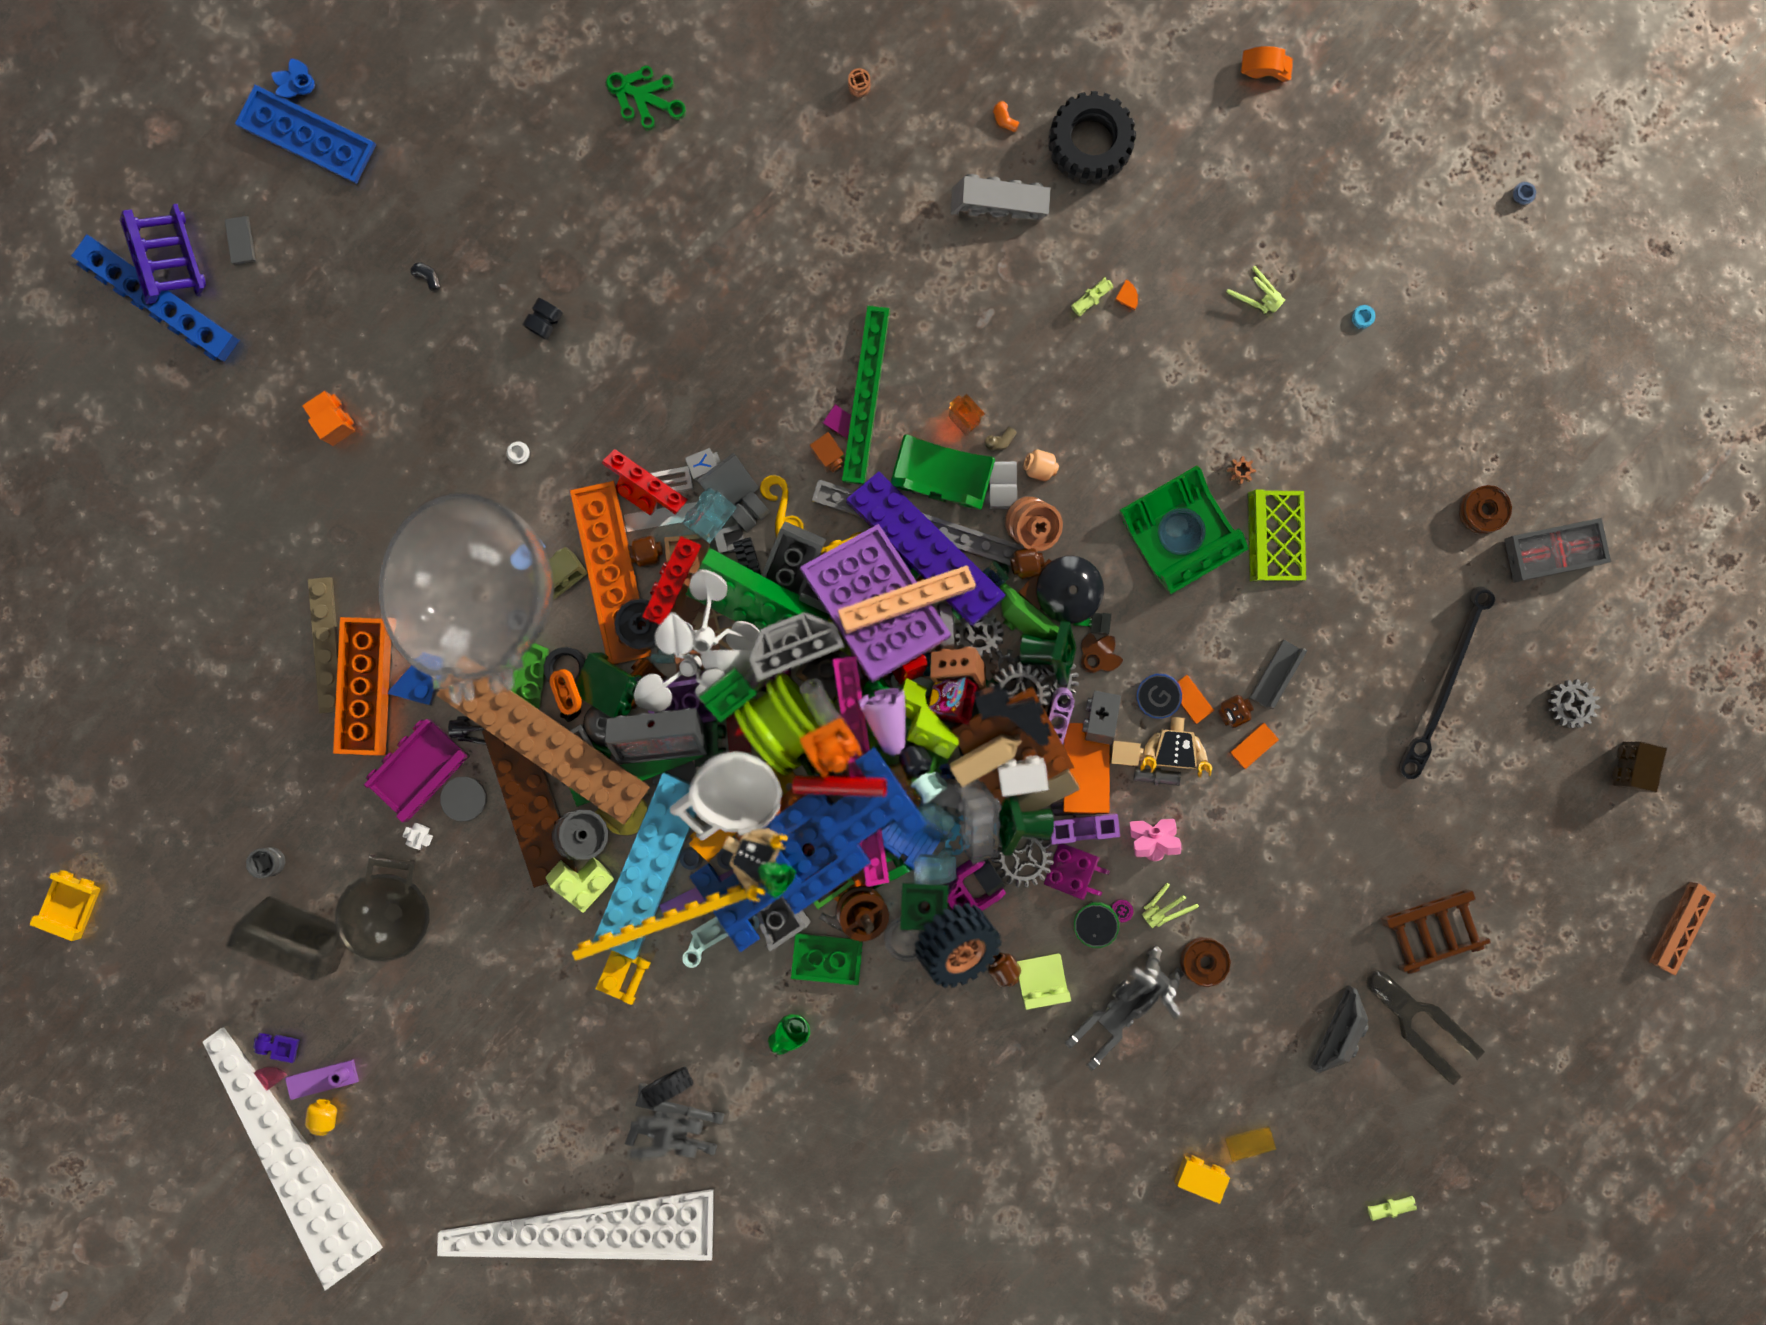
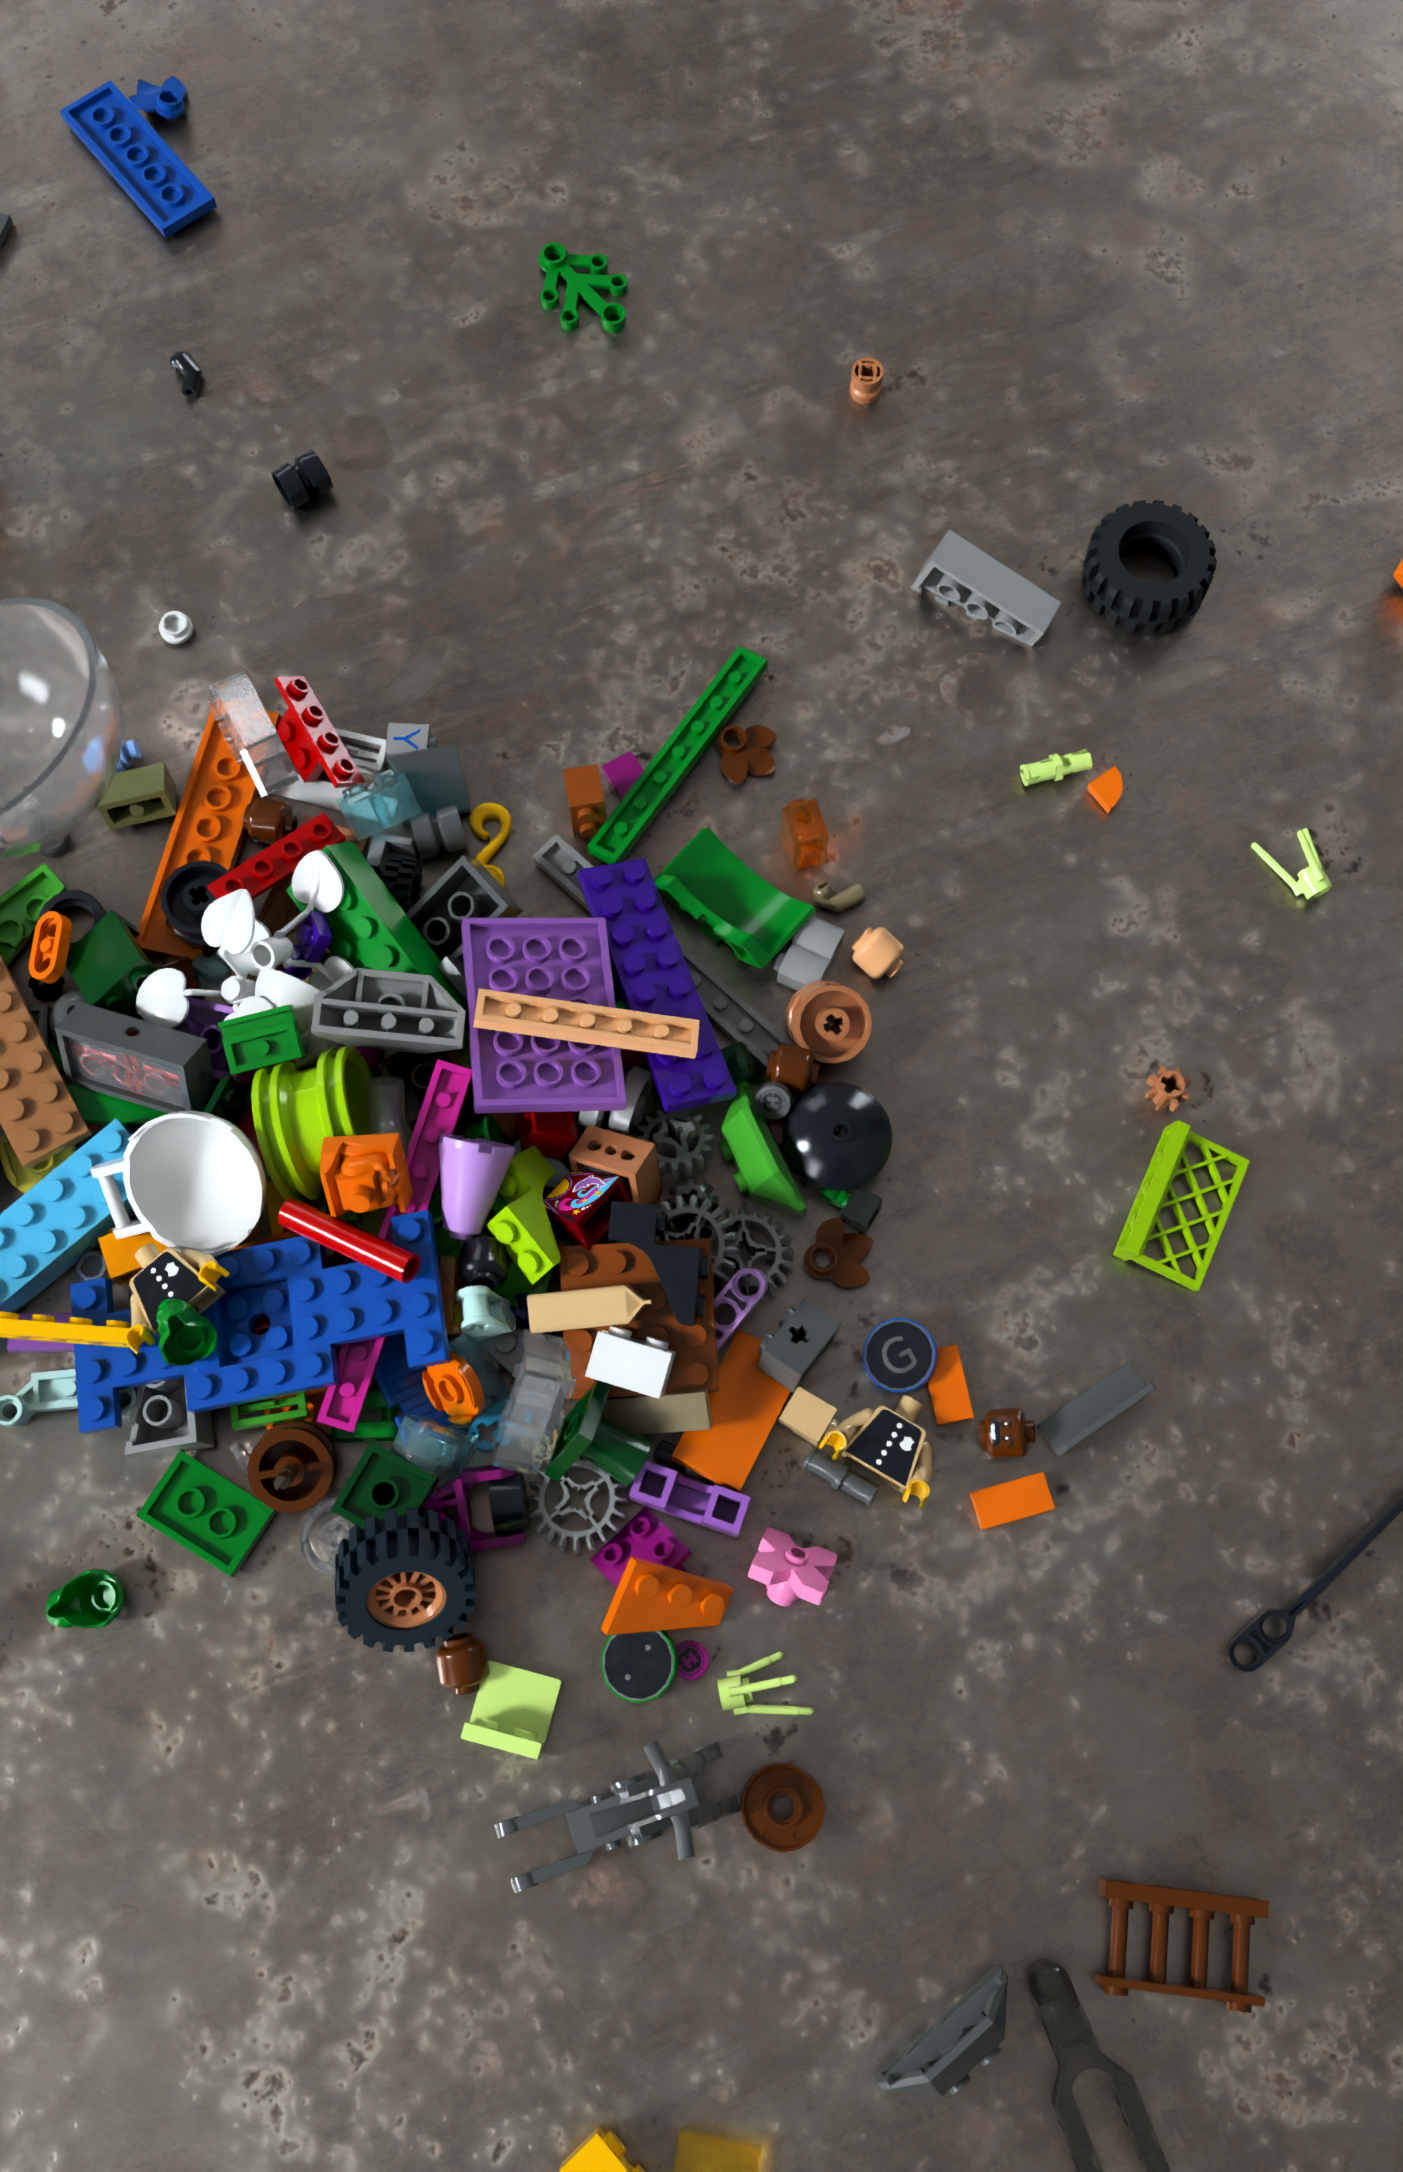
camera: 25 degrees right, 15 degrees down
(608, 503) = (252, 732): none -> clear wedge
(719, 619) = (312, 942): none -> dark purple plate
(907, 373) = (750, 755): none -> reddish brown plate
(933, 834) = (454, 1389): none -> orange tile
(1002, 117) = (1037, 501): orange arm -> none
(1026, 587) = (773, 1100): none -> dark grey tile
(1051, 652) = (776, 1211): dark green plant -> none
(1096, 888) = (664, 1599): none -> orange wing
(1182, 530) = (1042, 1129): green panel -> none

